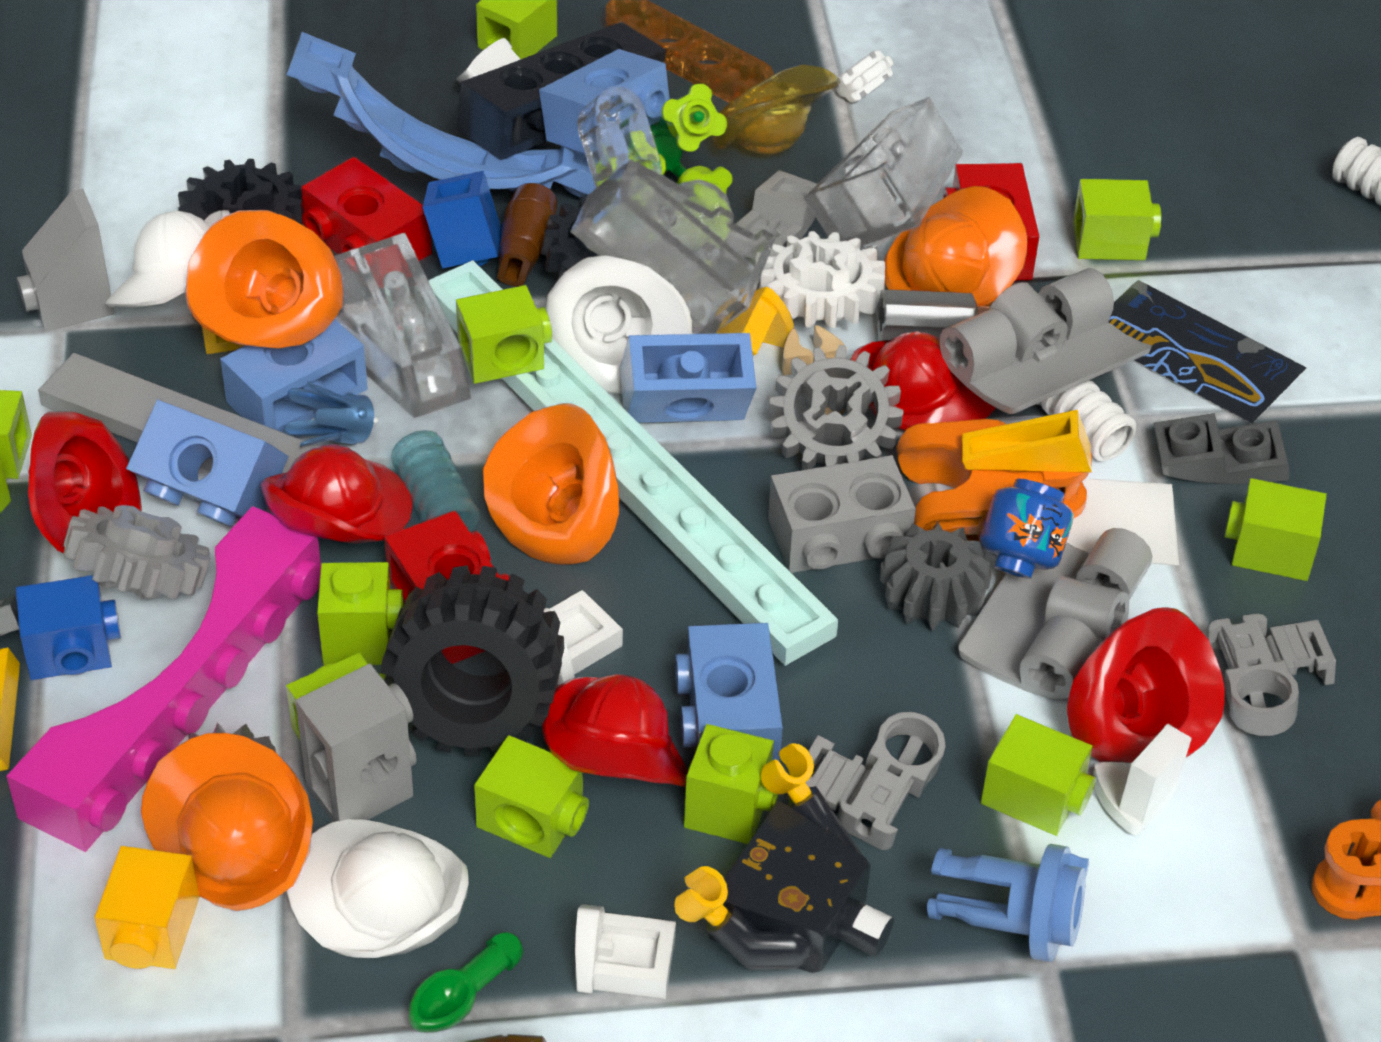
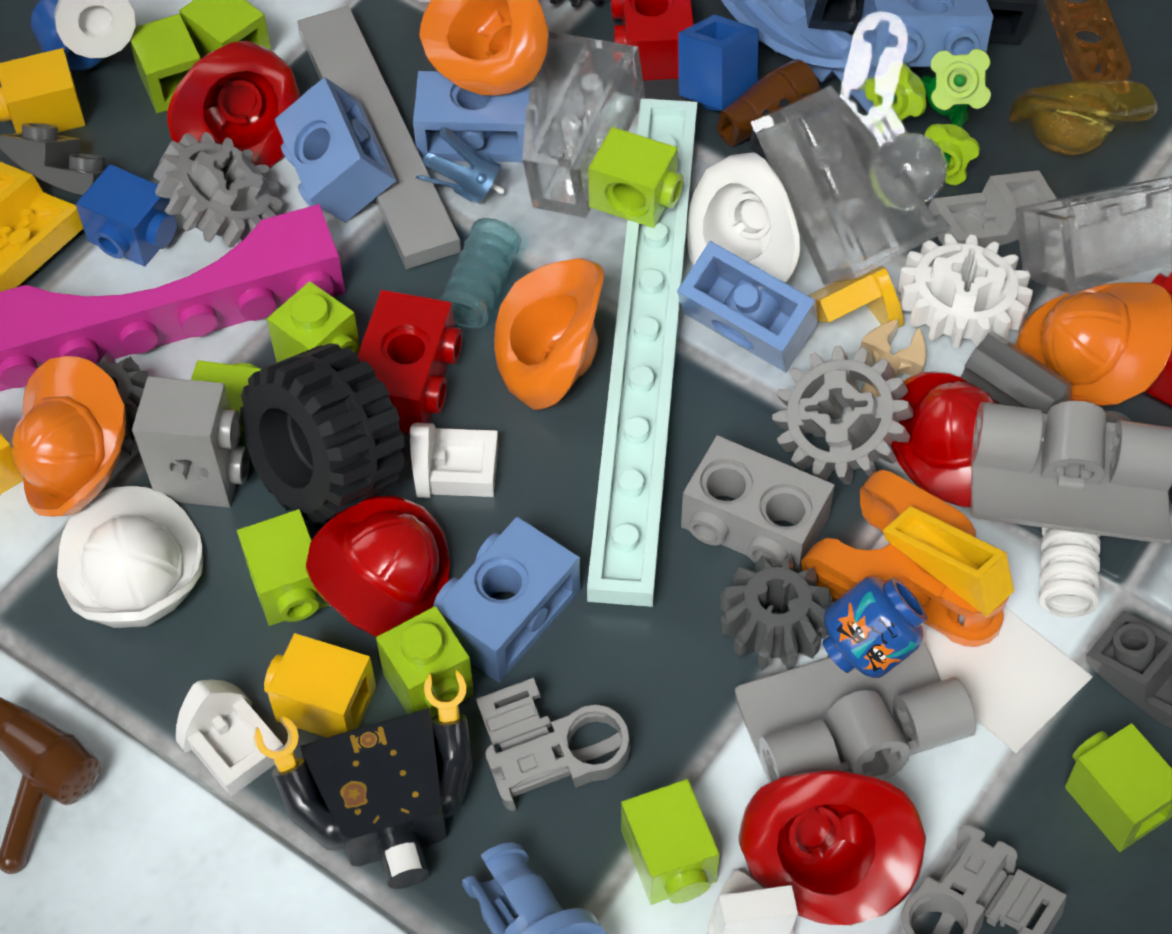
camera: 45 degrees right, 10 degrees up
(339, 496) = (389, 237): red hat -> none
(451, 993) = (87, 676): green piece -> none
(656, 854) = (320, 686): none -> yellow brick

